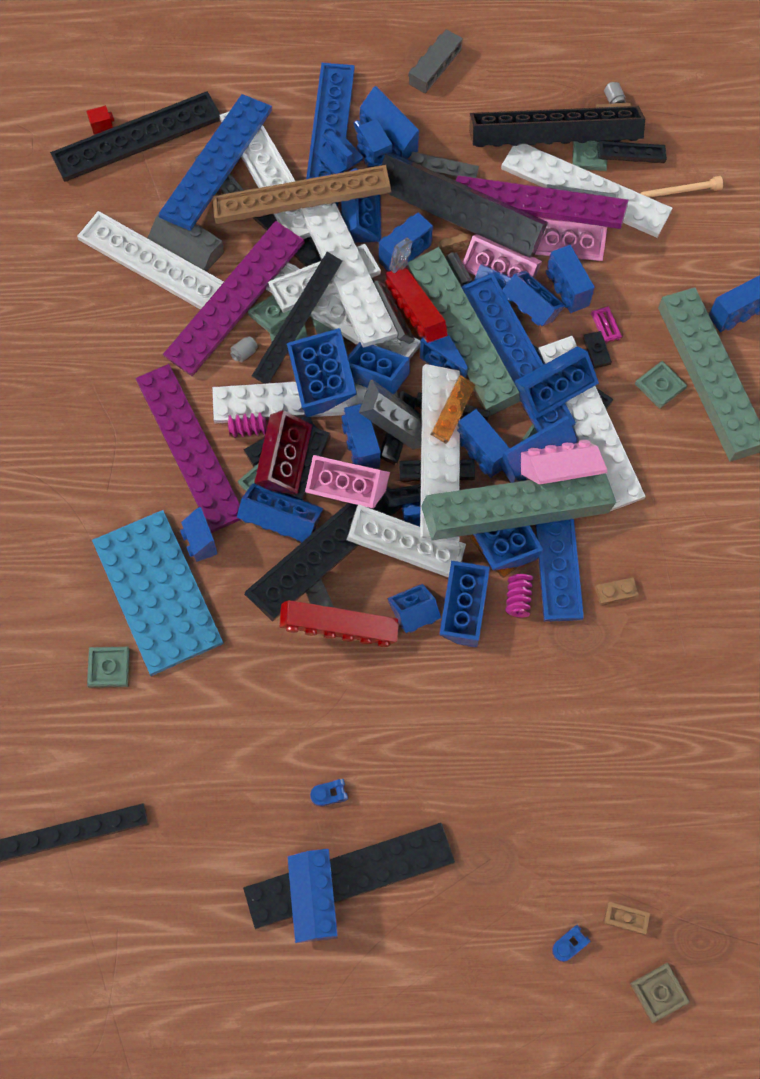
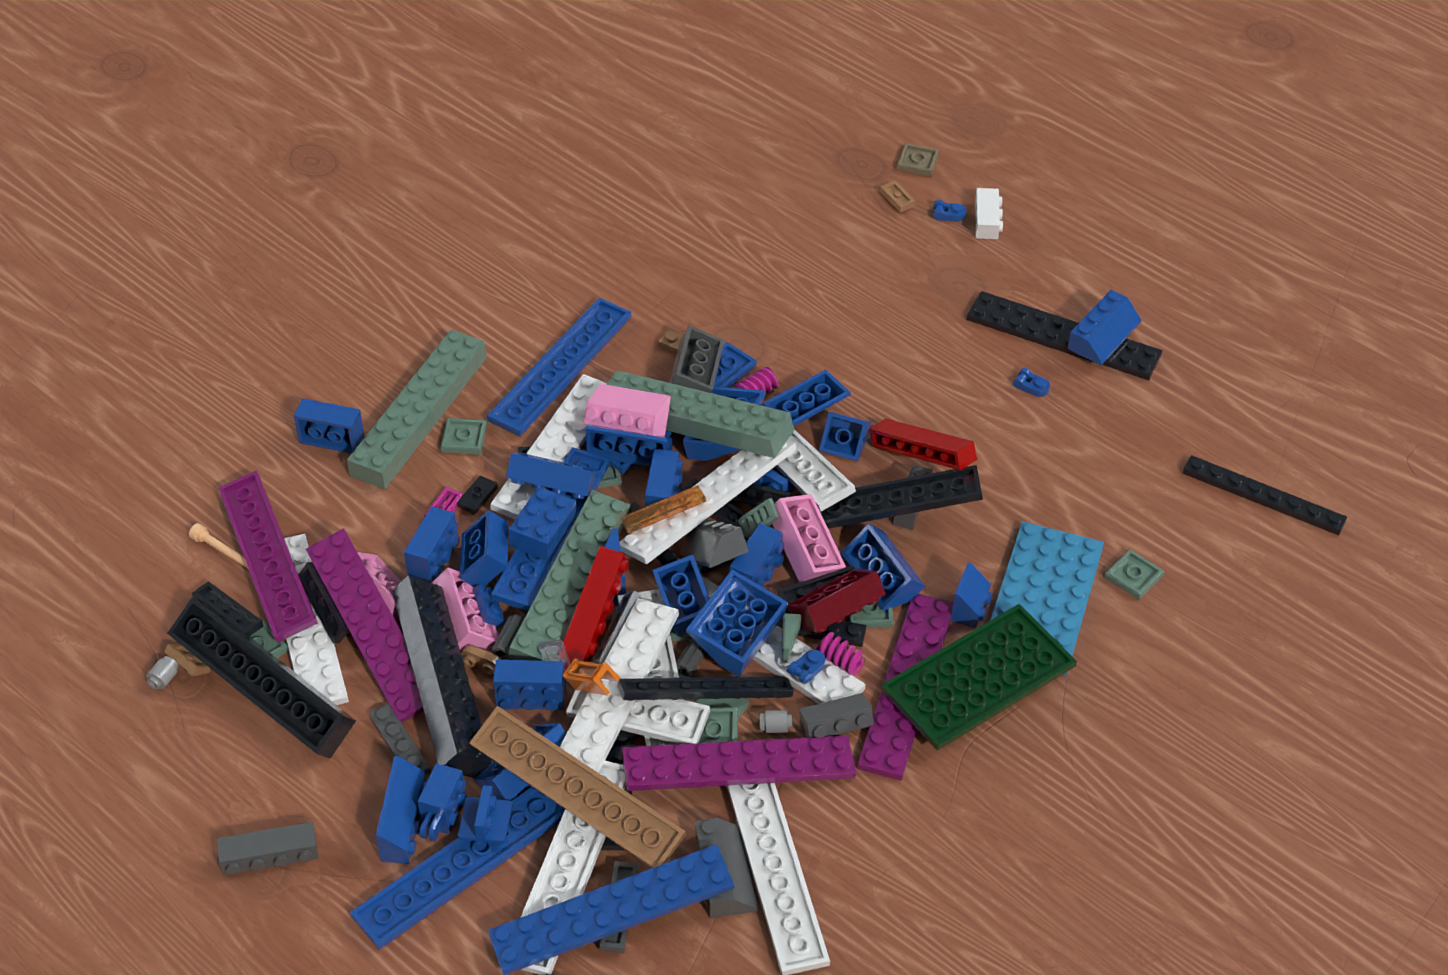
camera: 135 degrees left, 20 degrees down
(140, 477) = (978, 676): none -> dark green plate
(207, 377) = (836, 716): none -> dark grey brick
(256, 400) = (813, 663): none -> blue plate
(287, 401) = (790, 631): none -> sand green slope
(362, 254) = (587, 676): none -> orange window
(392, 465) = (758, 515): none -> sand green slope
(517, 337) = (542, 523): none -> blue brick
(533, 968) = (988, 213): none -> white brick
(572, 561) = (697, 360): none -> dark grey slope
(655, 194) = (267, 556): none -> magenta plate
(671, 496) = (559, 367): none -> blue plate

